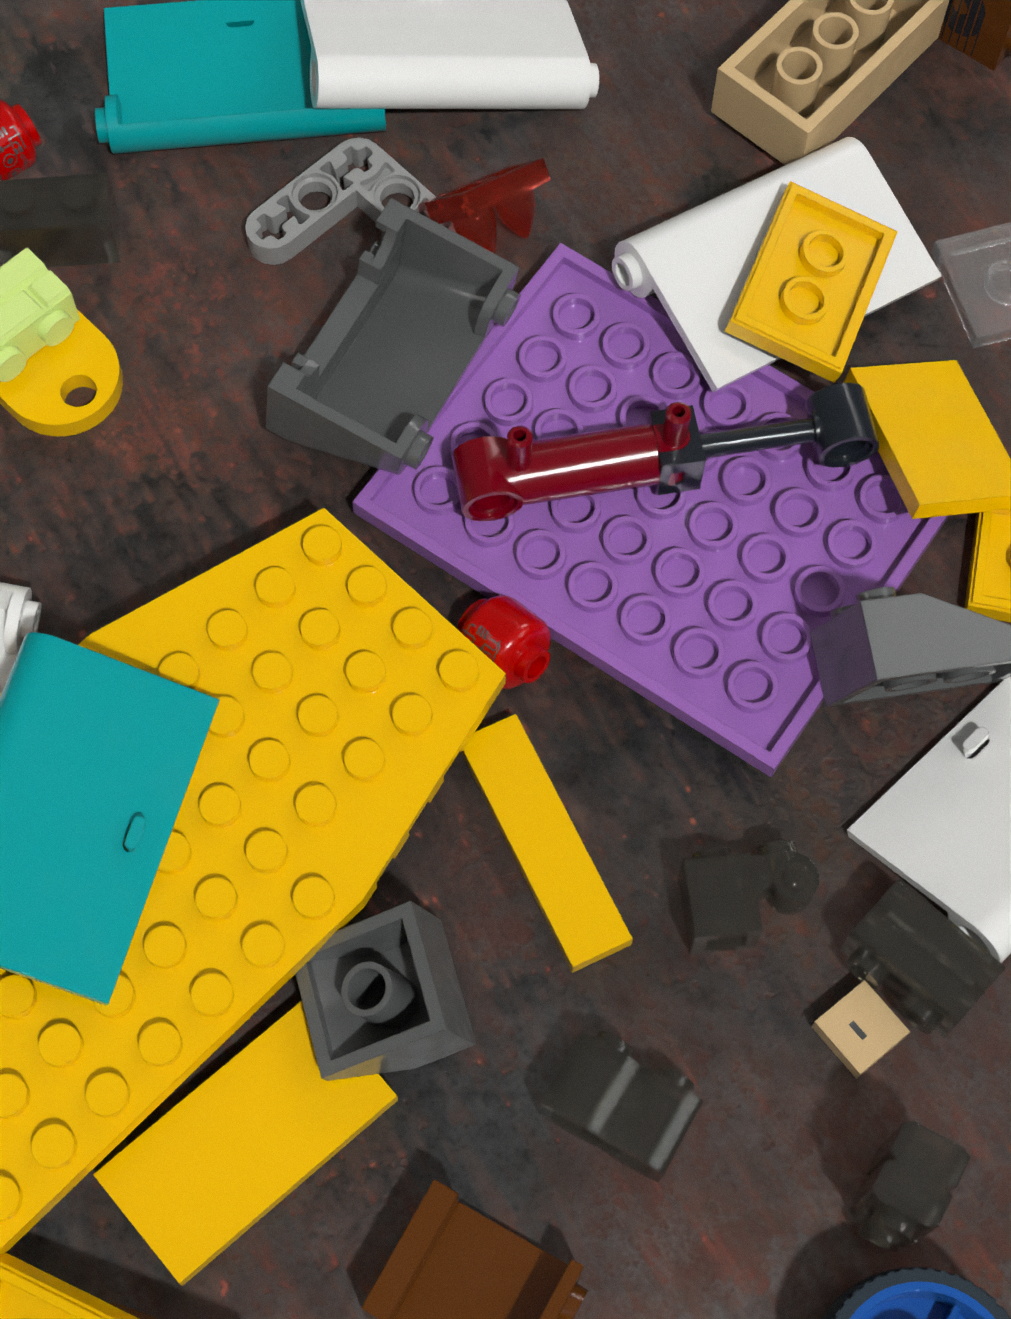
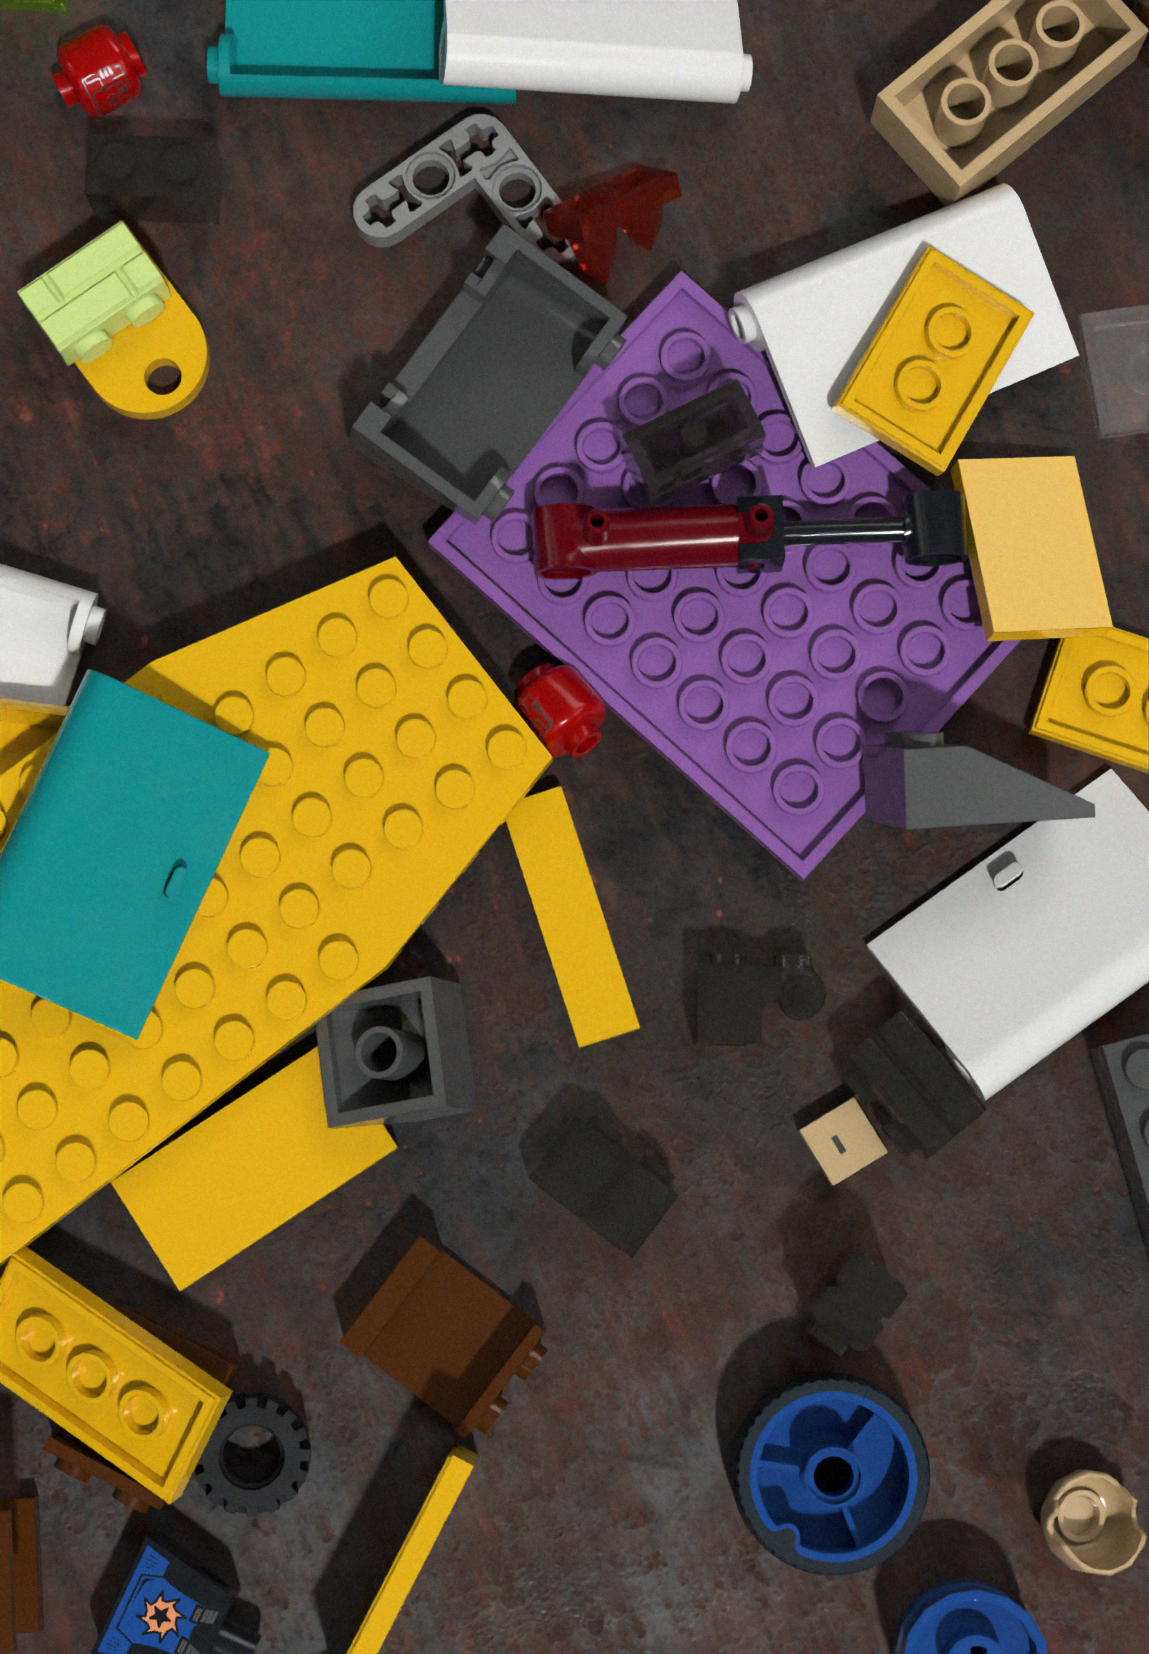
camera: 10 degrees right, 15 degrees up
(598, 373) = (692, 443): none -> clear smoke brick

